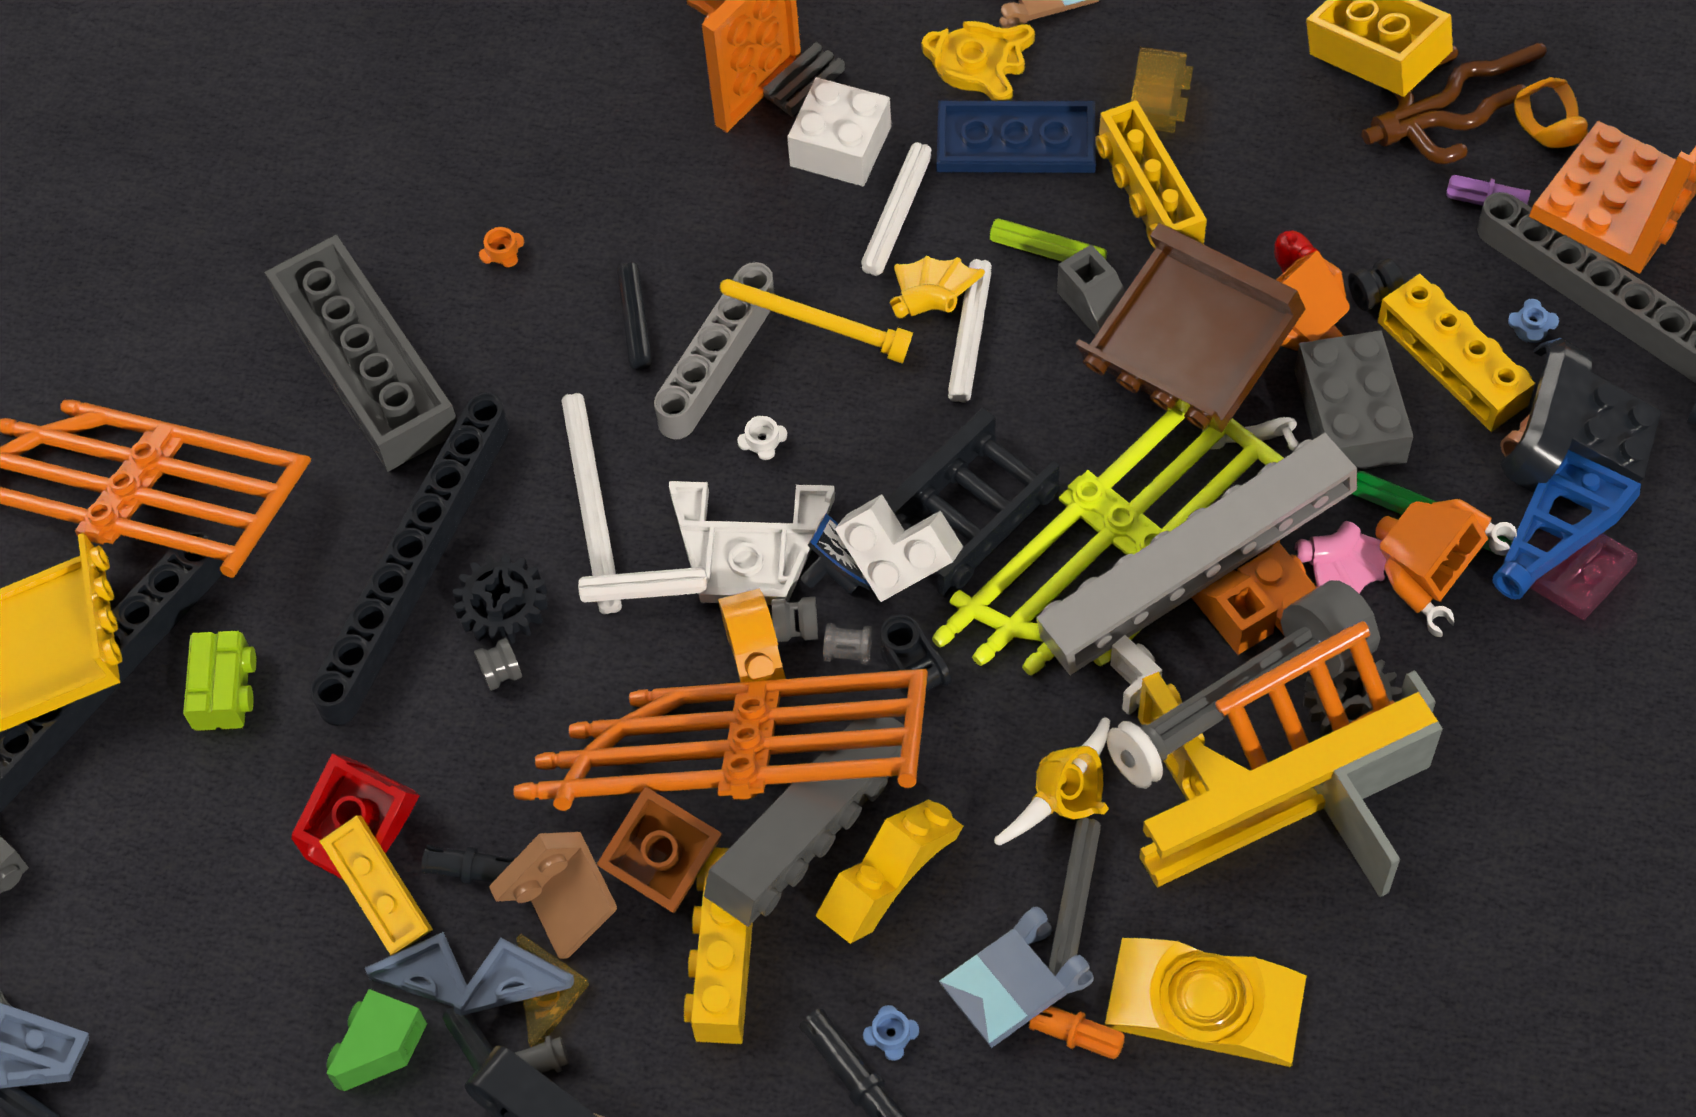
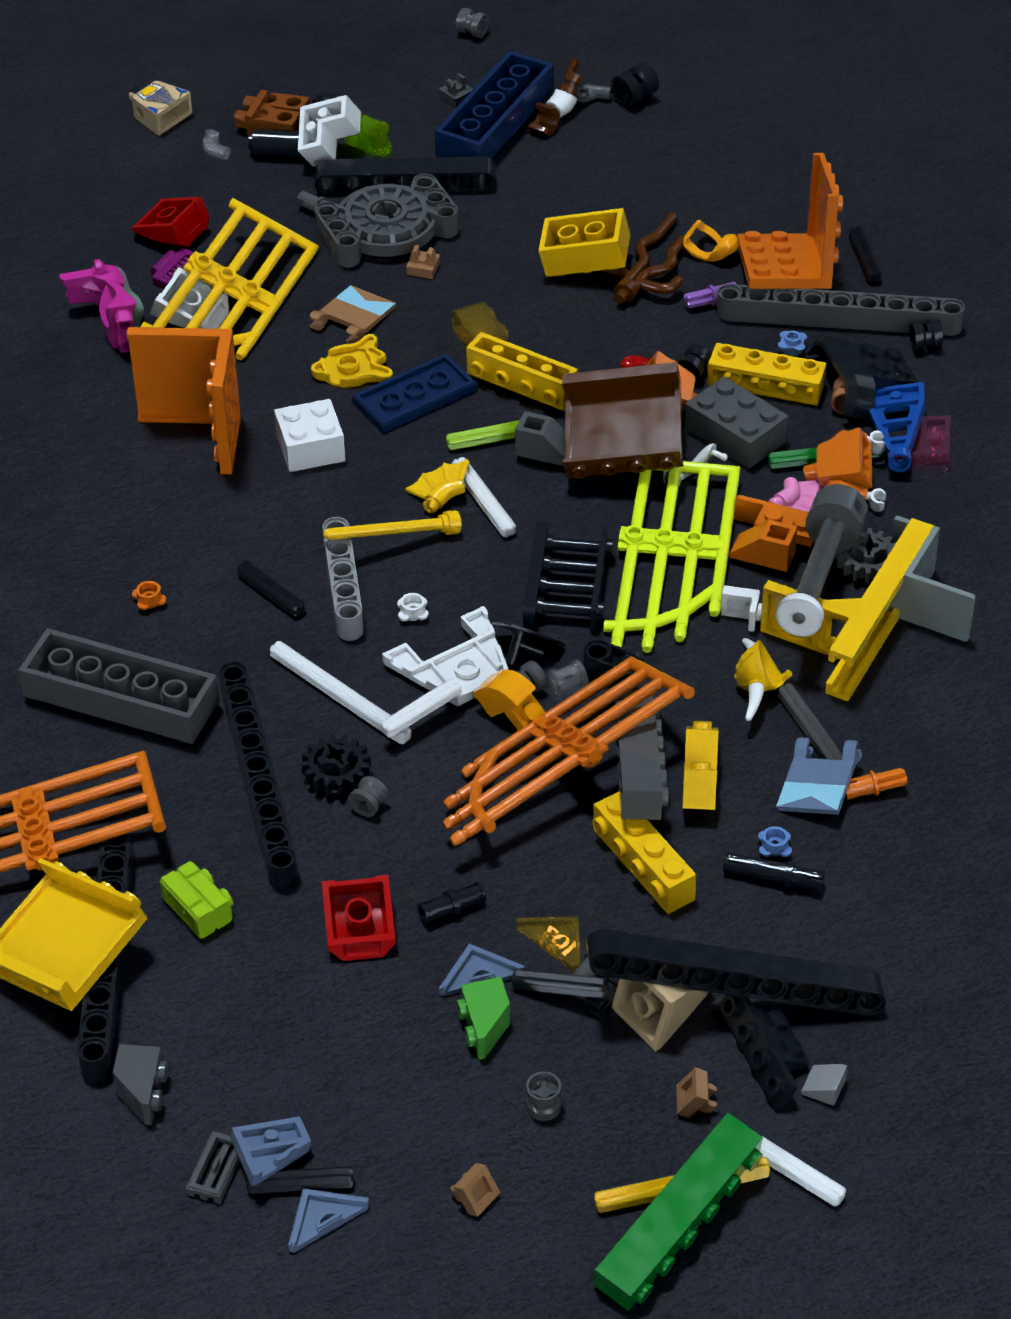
camera: 40 degrees left, 15 degrees down
(376, 885) = (408, 938): yellow tile -> none
(509, 977) = (538, 935): sand blue tile -> none
(563, 887) = (527, 876): medium nougat bracket -> none
(659, 849) = (567, 823): dark orange slope -> none
(798, 75) = (257, 410): dark grey tile -> none
(895, 556) = (559, 614): white brick -> none
(896, 209) = (379, 460): white axle -> none
(1197, 552) = (727, 525): light grey brick -> none
(1206, 1000) = (924, 734): yellow slope -> none
(1274, 684) = (843, 545): orange bar -> none

